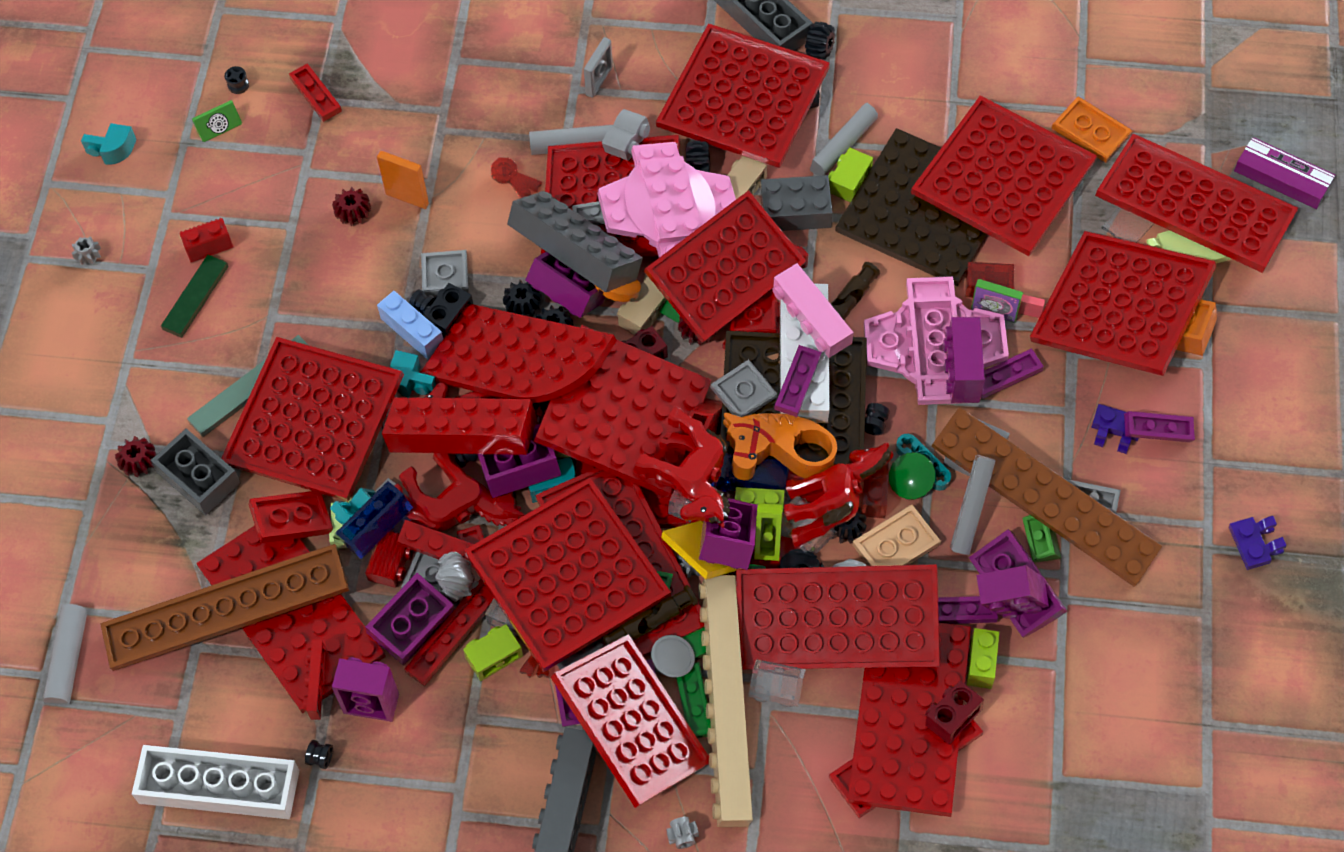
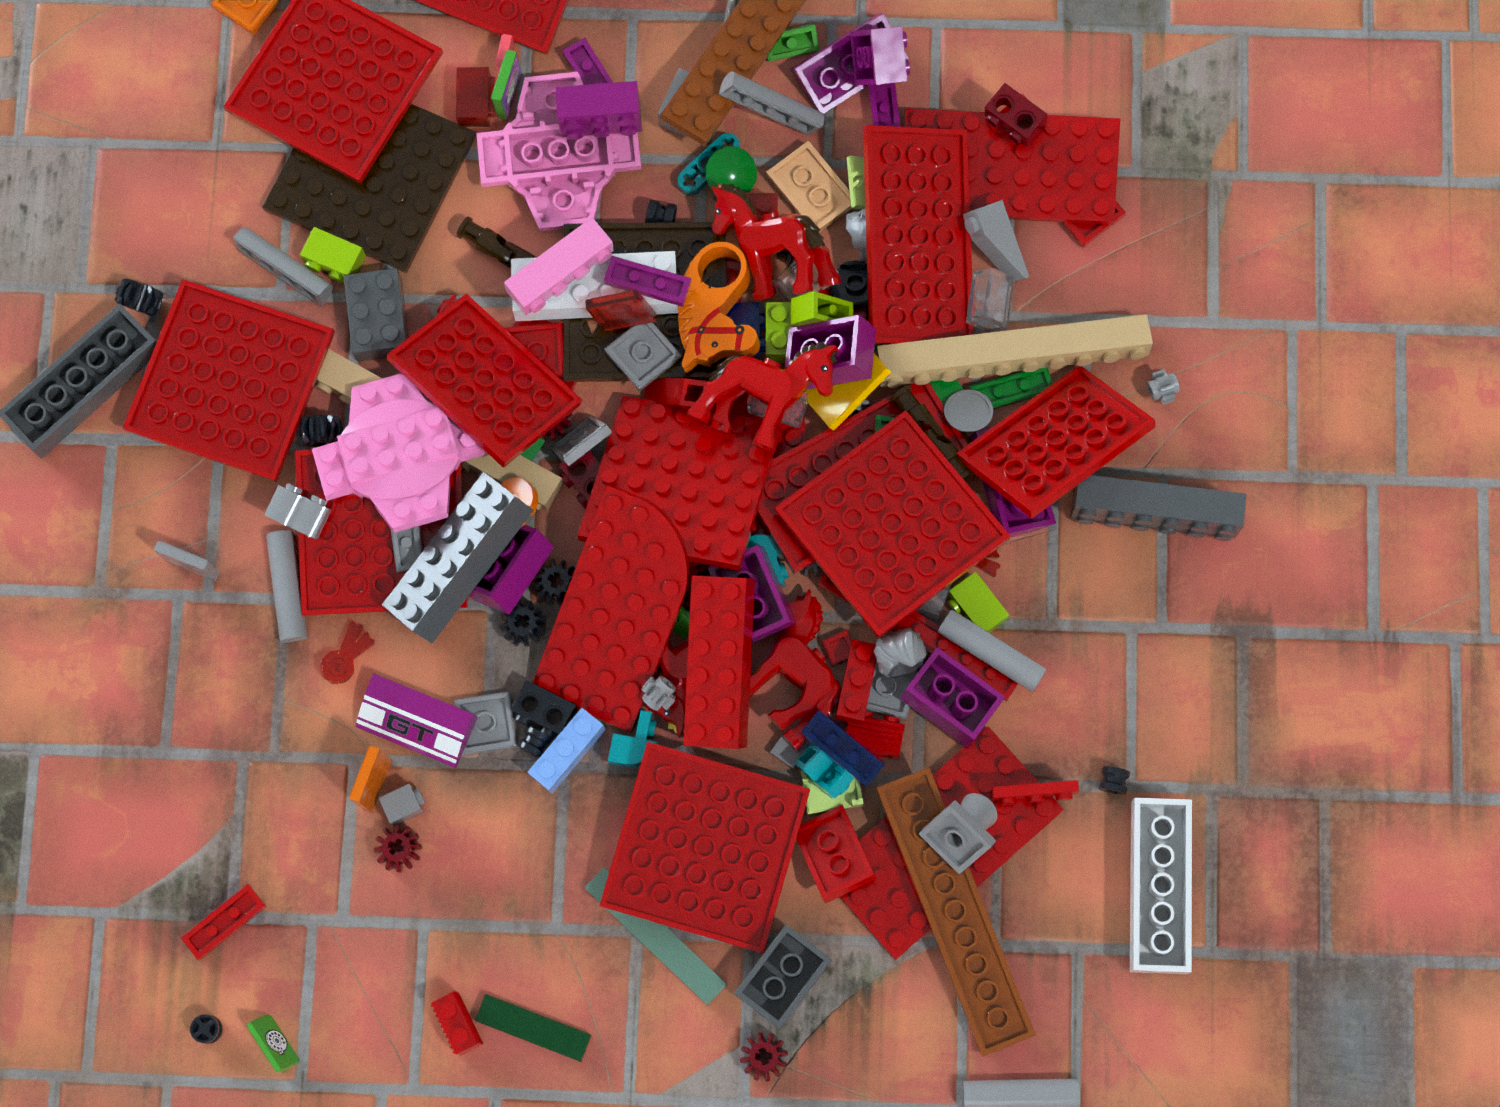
camera: 90 degrees left, 15 degrees up
(292, 615) = (961, 832): none -> light grey plant
(365, 689) = (1047, 729): magenta brick -> none
(385, 209) = (402, 804): none -> light grey brick
(442, 384) = (658, 693): none -> light grey gear
(445, 653) = (992, 650): none -> light grey brick
(453, 221) = (415, 720): none -> magenta slope
(672, 343) = (580, 440): none -> light grey tile
(776, 364) = (620, 310): none -> clear red tile
(839, 685) = (994, 236): none -> light grey slope
(983, 658) = (942, 93): lime brick -> none

